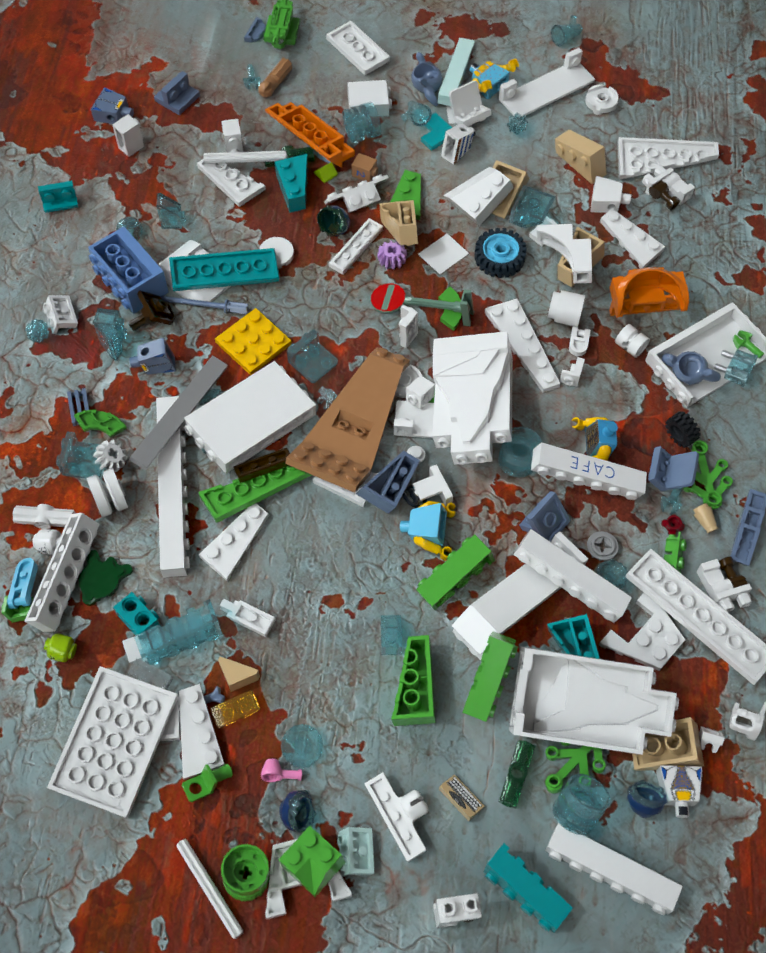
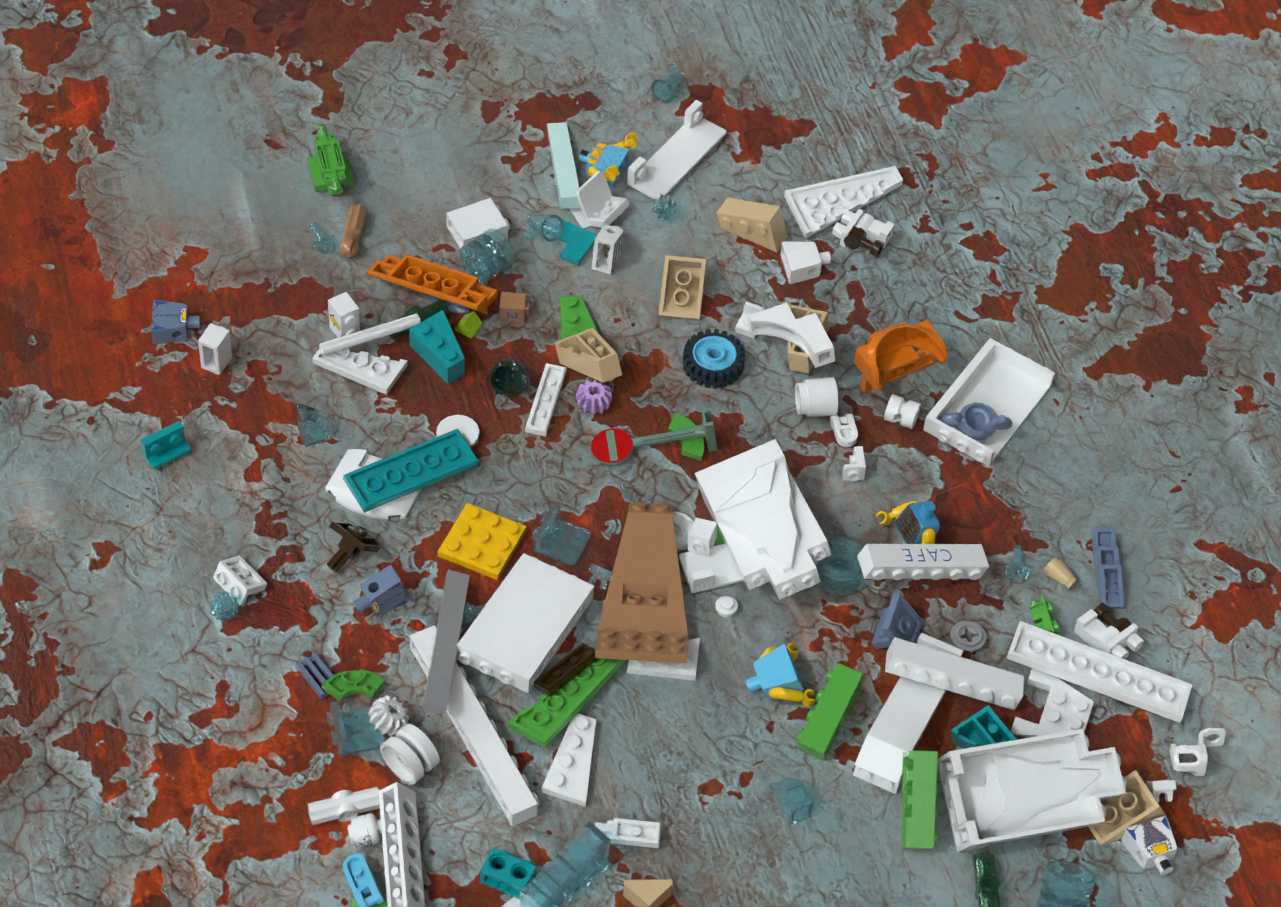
camera: 25 degrees left, 10 degrees down
(101, 578) = (444, 850): dark green tile -> none
(110, 331) = (316, 580): clear light blue slope -> none
(127, 268) = (299, 503): medium blue brick -> none
(132, 224) = (269, 459): clear light blue hair -> none
(177, 94) = (242, 283): sand blue bracket -> none
(228, 306) = (436, 510): sand blue piece -> none
(256, 31) = (299, 181): sand blue tile -> none
(358, 47) = (433, 168): white plate -> none
(359, 196) = (524, 341): white bracket -> none
(389, 484) = (717, 642): sand blue wedge -> none
(408, 325) = (652, 468): white bracket -> none
(416, 688) = (846, 840): bright green wedge -> none
(426, 78) = (536, 183): sand blue piece -> none
(429, 487) = (762, 631): white piece -> none
(443, 253) = (648, 379): white sticker -> none
(480, 194) = (662, 299): white wedge -> none
(524, 342) = (759, 427): white wing -> none
(530, 207) = (727, 298): clear light blue slope -> none
(577, 756) = (1039, 852): bright green plant -> none
(601, 106) = (741, 160): white plate -> none
(613, 572) = (993, 657): clear light blue hair -> none
(637, 242) = (858, 303): white wing -> none
(646, 799) = (1125, 867): clear light blue hair -> none
(673, 471) = (1007, 535): sand blue bracket -> none
(673, 519) = (1032, 586): dark red plate -> none
(682, 429) = (997, 488): black tyre -> none
(708, 479) = (1040, 533): bright green plant -> none
(739, 367) = (1027, 405): clear light blue piece -> none
(745, 342) = (1020, 377): bright green bar -> none

